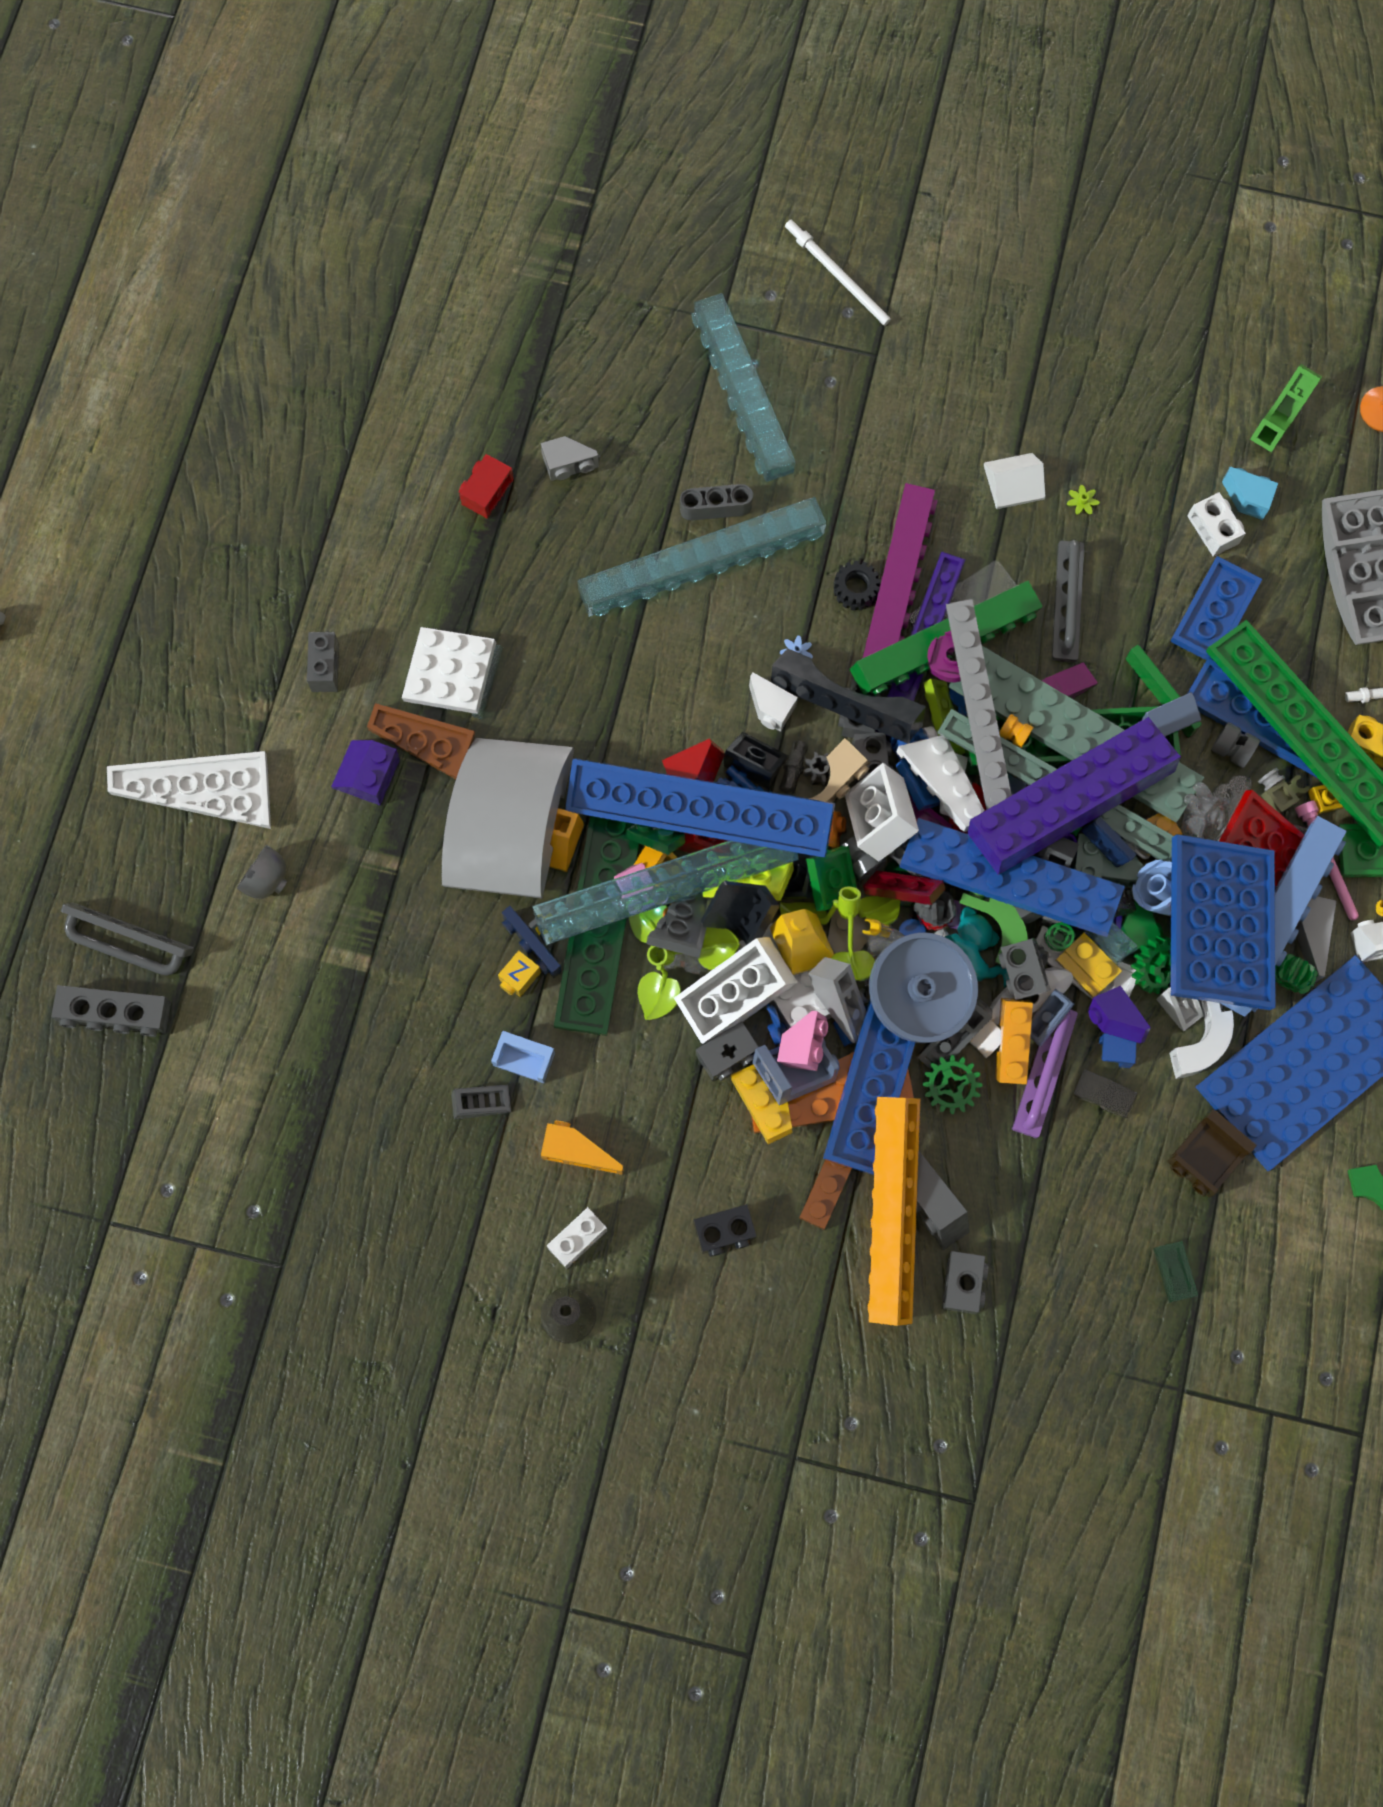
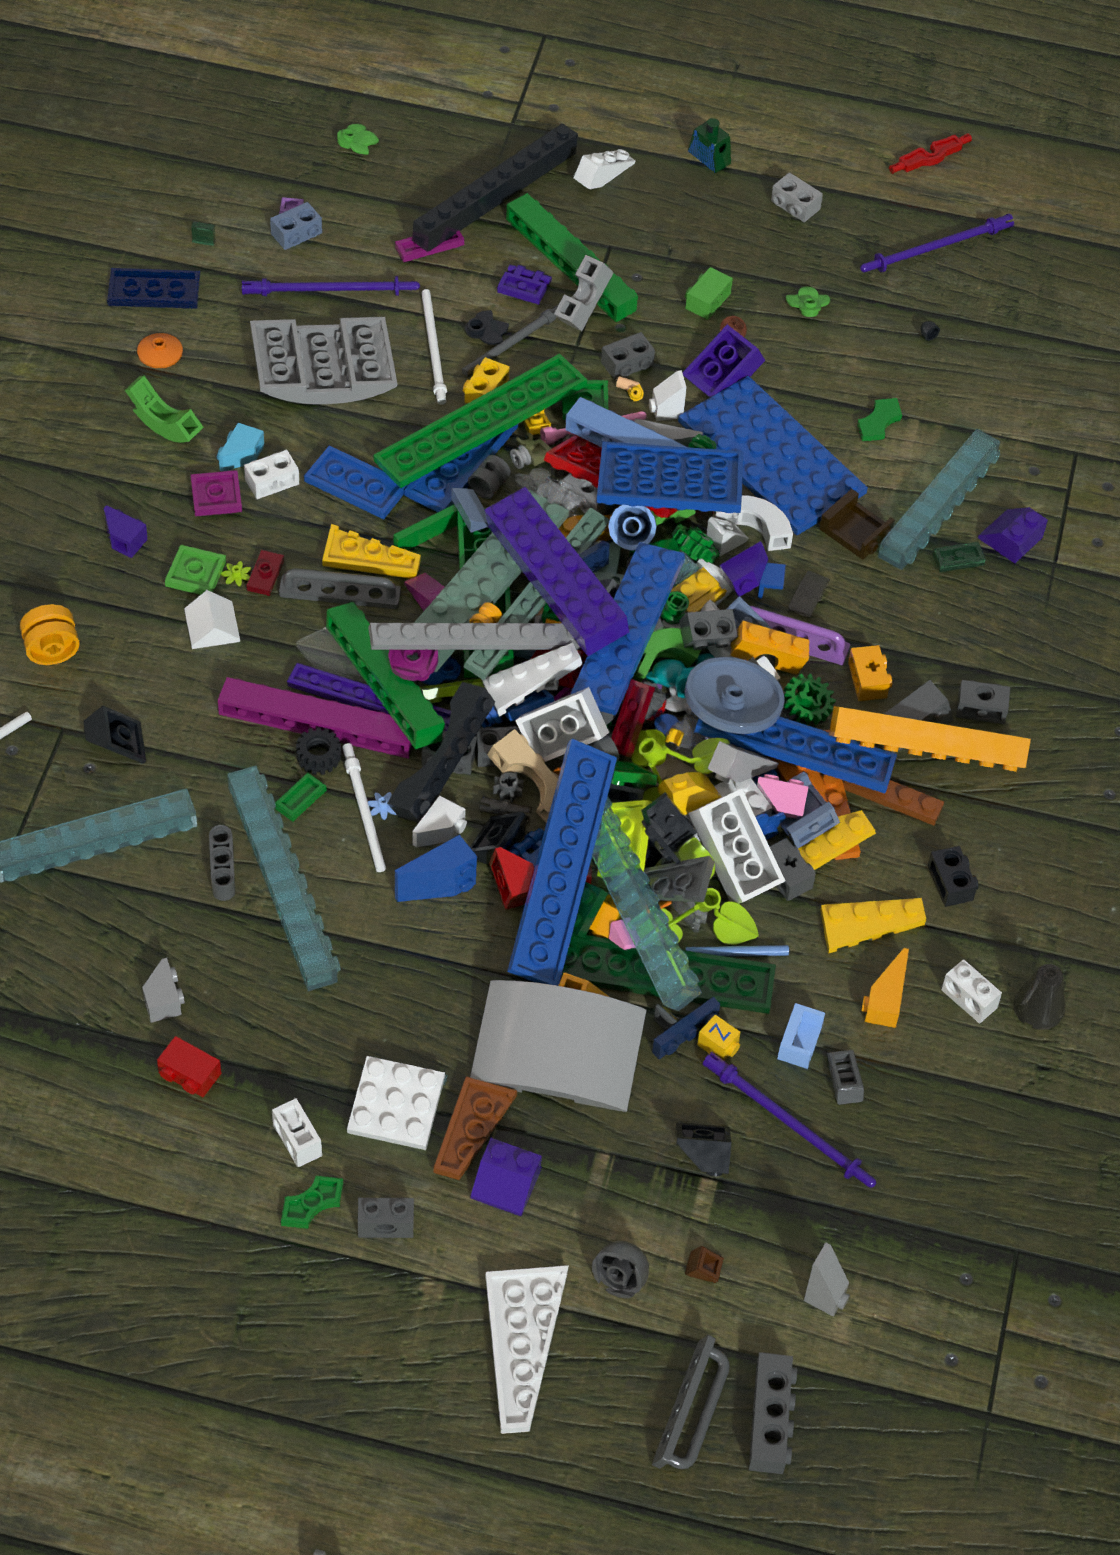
camera: 90 degrees left, 20 degrees down
(231, 1064) = (827, 1283): none -> light grey slope
(272, 955) = (704, 1264): none -> reddish brown slope
(355, 610) = (302, 1208): none -> green tile
(397, 955) = (706, 1146): none -> black slope
(410, 579) = (297, 1132): none -> white brick
(479, 984) = (729, 1074): none -> dark purple bar
(629, 998) = (734, 951): none -> medium blue bar
(668, 1131) = (854, 922): none -> yellow wing
(708, 706) = (437, 873): none -> blue slope
(802, 572) = (300, 797): none -> green tile
(839, 619) = (353, 769): none -> white bar
(860, 398) = (116, 733): none -> black slope
(975, 323) = (49, 634): none -> light orange wheel
(1008, 1146) = (869, 673): none -> light orange brick
(1079, 458) = (195, 570): none -> bright green plate
(1085, 527) = (265, 572): none -> dark red plate
(1117, 620) = (356, 553): none -> yellow wing
(1121, 387) = (124, 532): none -> dark purple slope
(1185, 472) = (216, 493): none -> magenta plate
(1219, 1341) = (1015, 532): none -> dark purple slope
(1262, 1255) = (939, 500): none -> clear light blue brick

